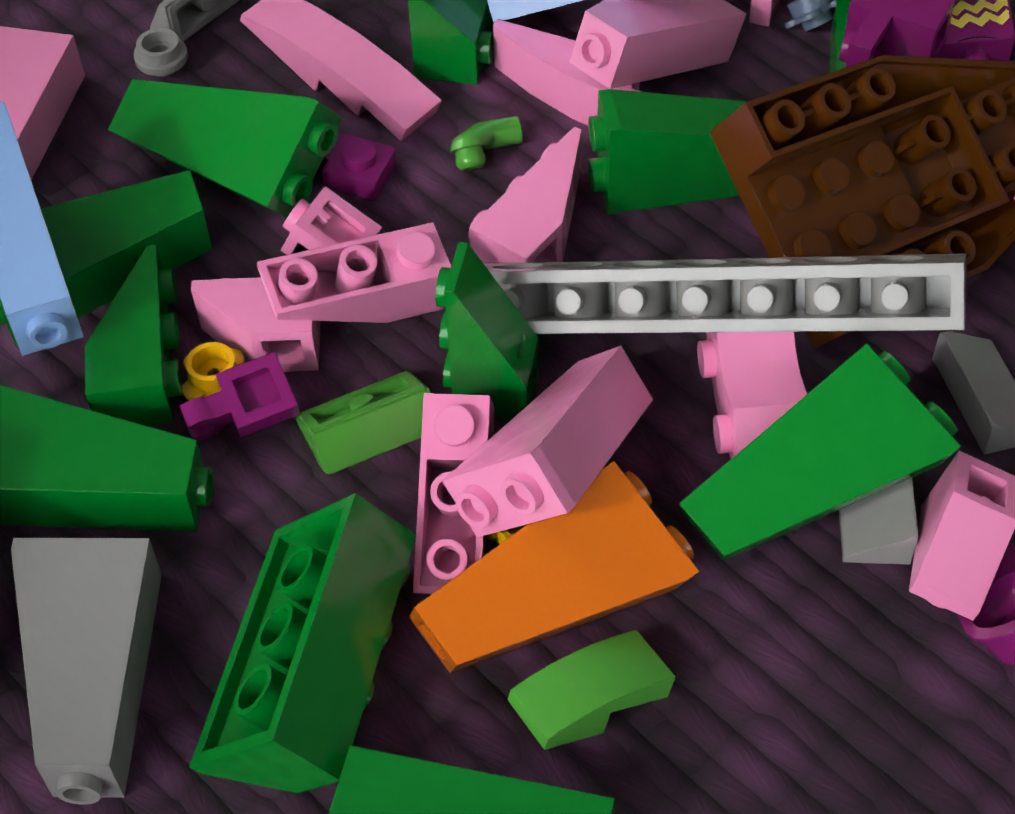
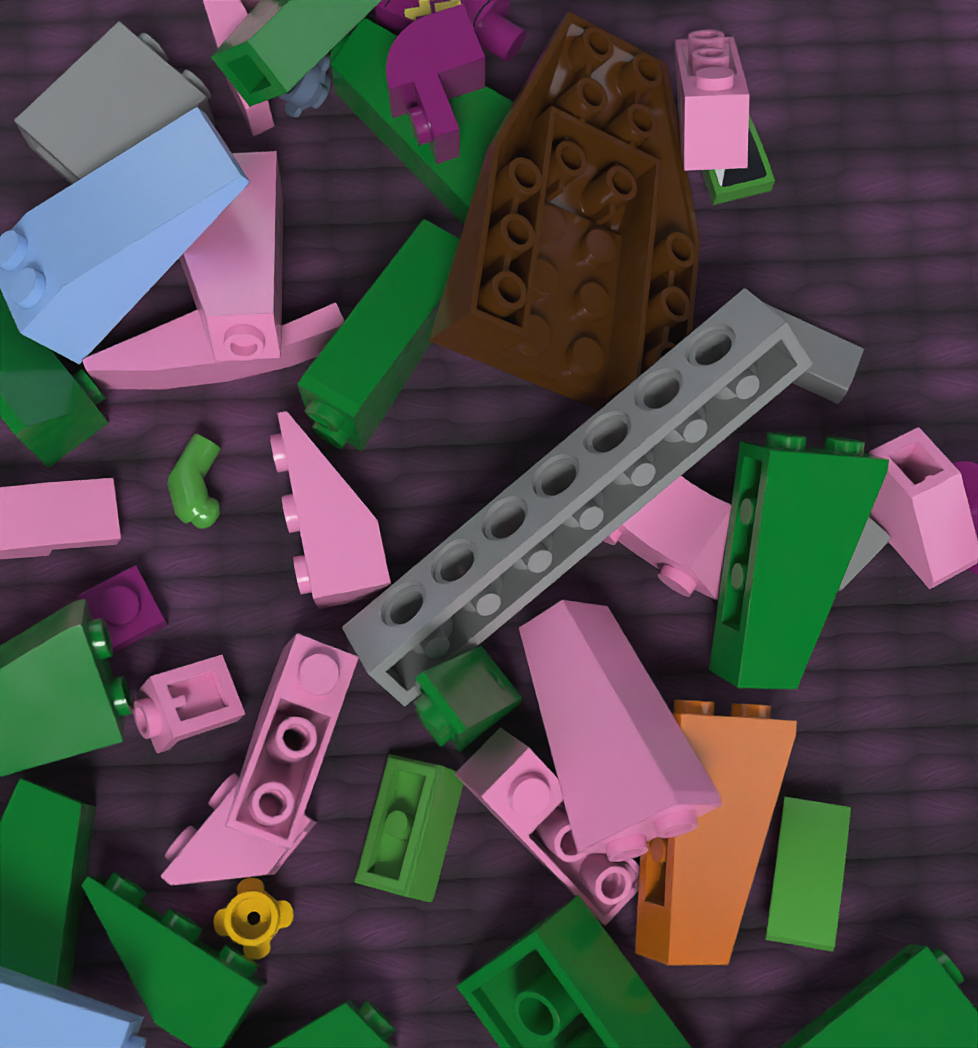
camera: 55 degrees left, 25 degrees up
(250, 395) = (319, 914): magenta plate -> none

